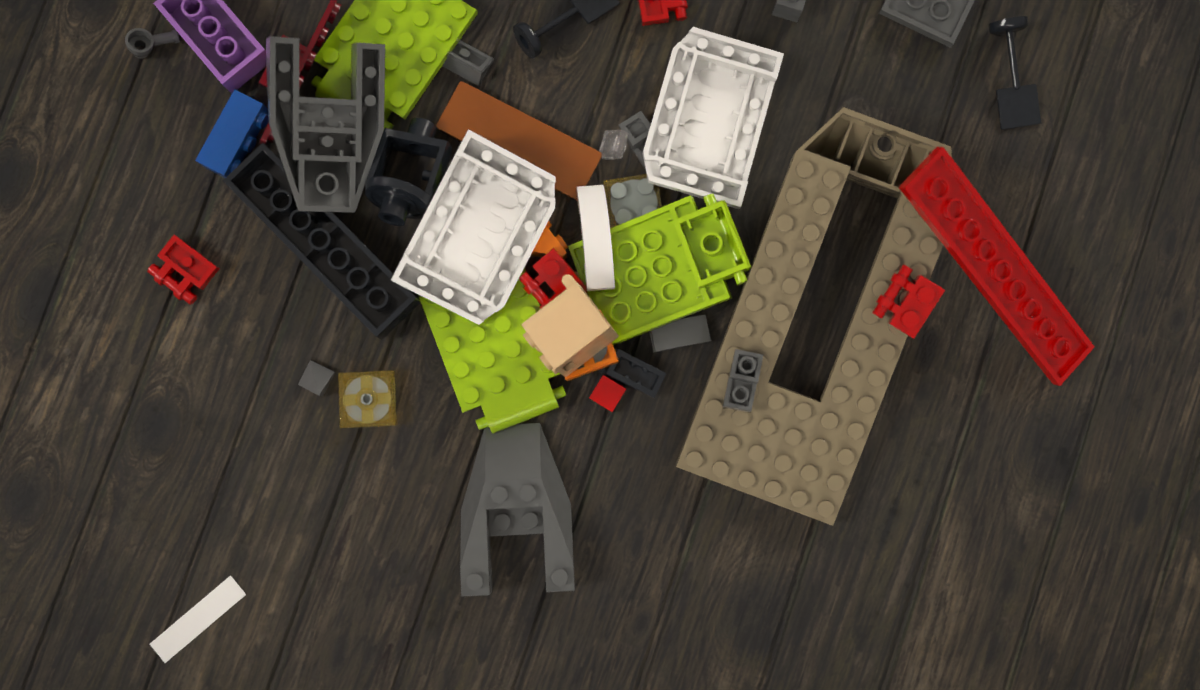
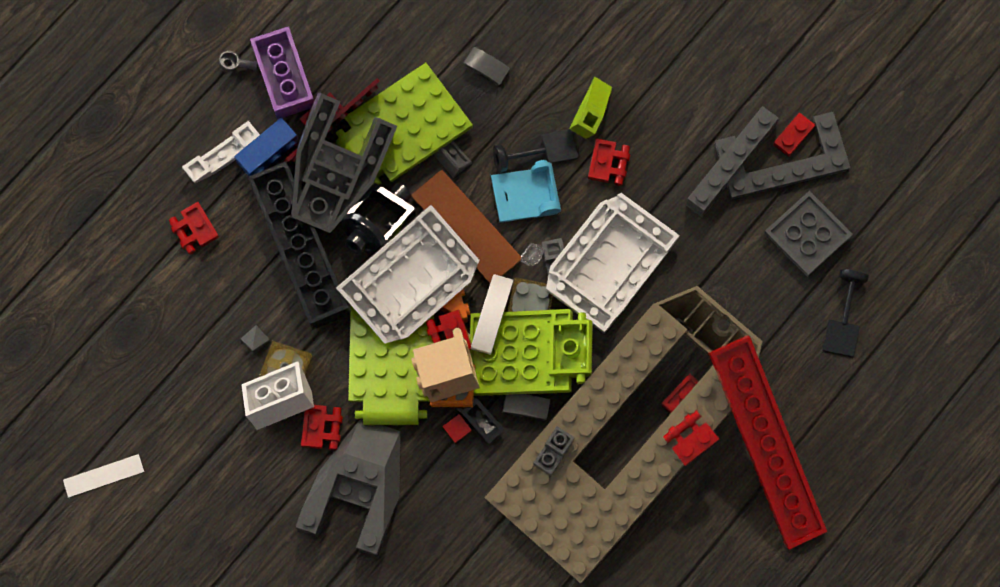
camera: 30 degrees right, 10 degrees down
(179, 166) = (221, 155): none -> white slope
(371, 441) = (277, 396): none -> white slope
(433, 457) = (314, 427): none -> red plate
(578, 69) = (528, 193): none -> medium azure door
(862, 249) = (679, 393): none -> red plate

